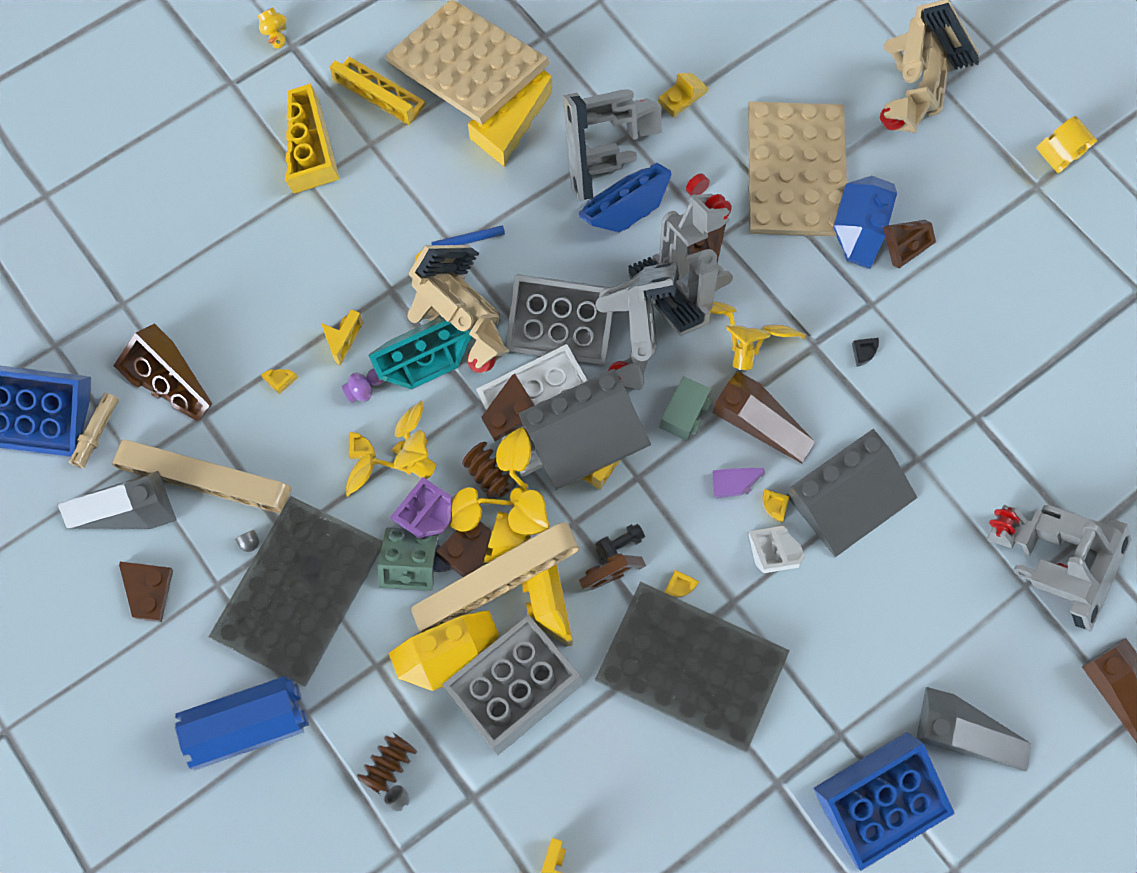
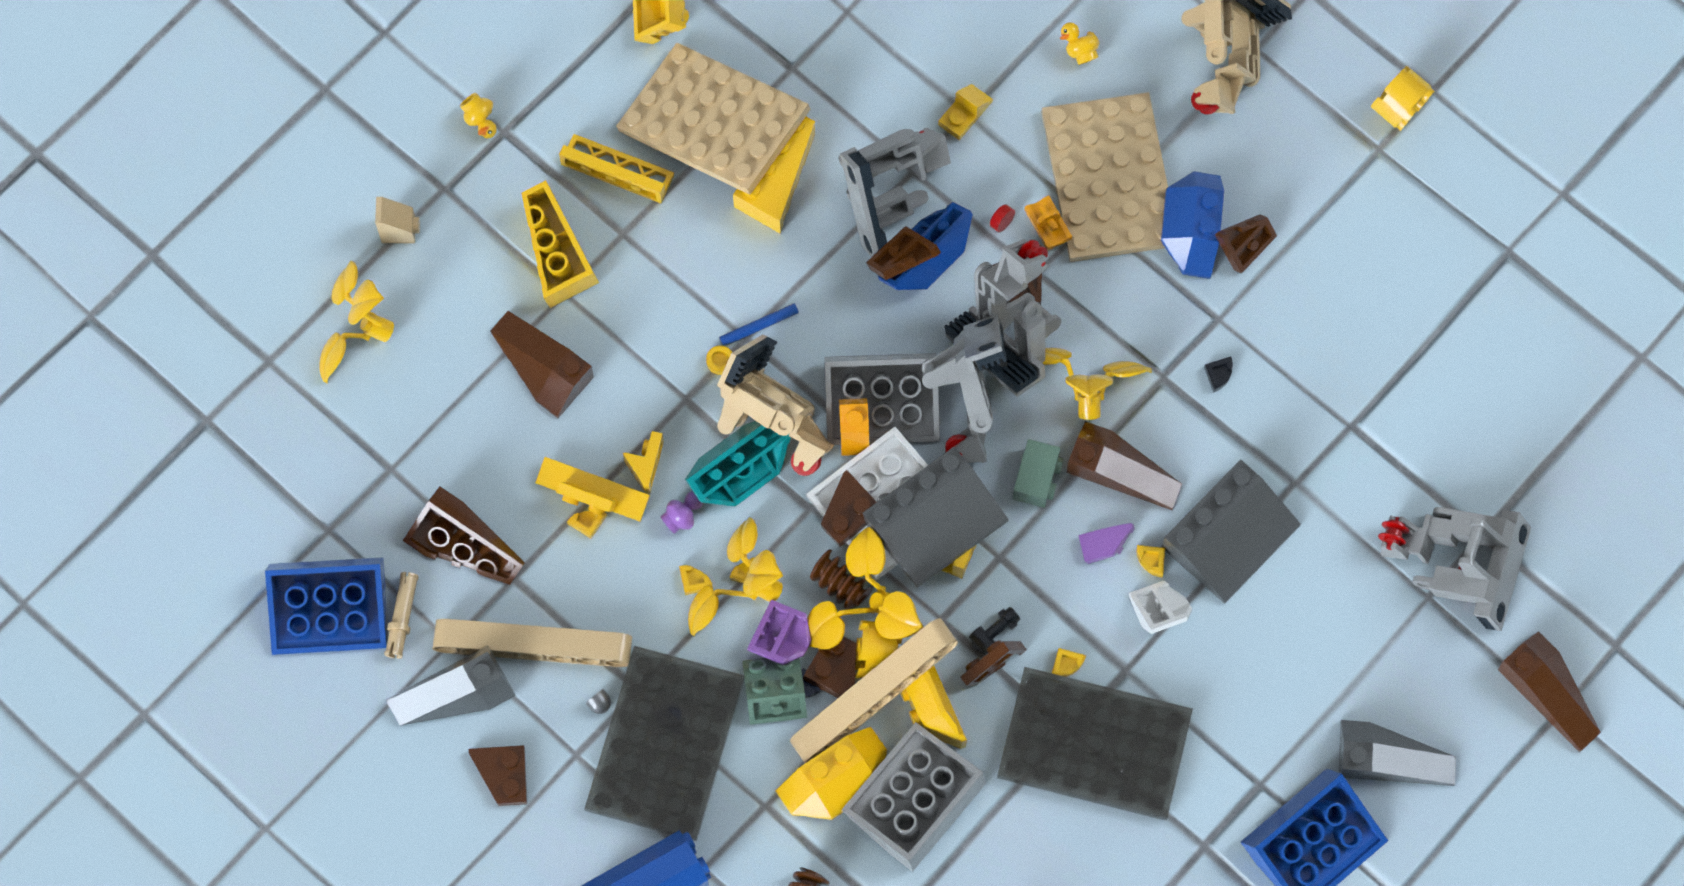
camera: 10 degrees left, 0 degrees up
(136, 177) = (362, 303): none -> yellow plant
(177, 97) = (396, 221): none -> tan slope
(275, 238) = (546, 366): none -> reddish brown wedge
(288, 352) = (592, 489): none -> yellow bracket
(529, 336) = (853, 426): none -> light orange slope
(603, 195) = (902, 253): none -> reddish brown wing
(737, 194) = (1048, 223): none -> light orange hips
(794, 58) = (1080, 48): none -> yellow animal

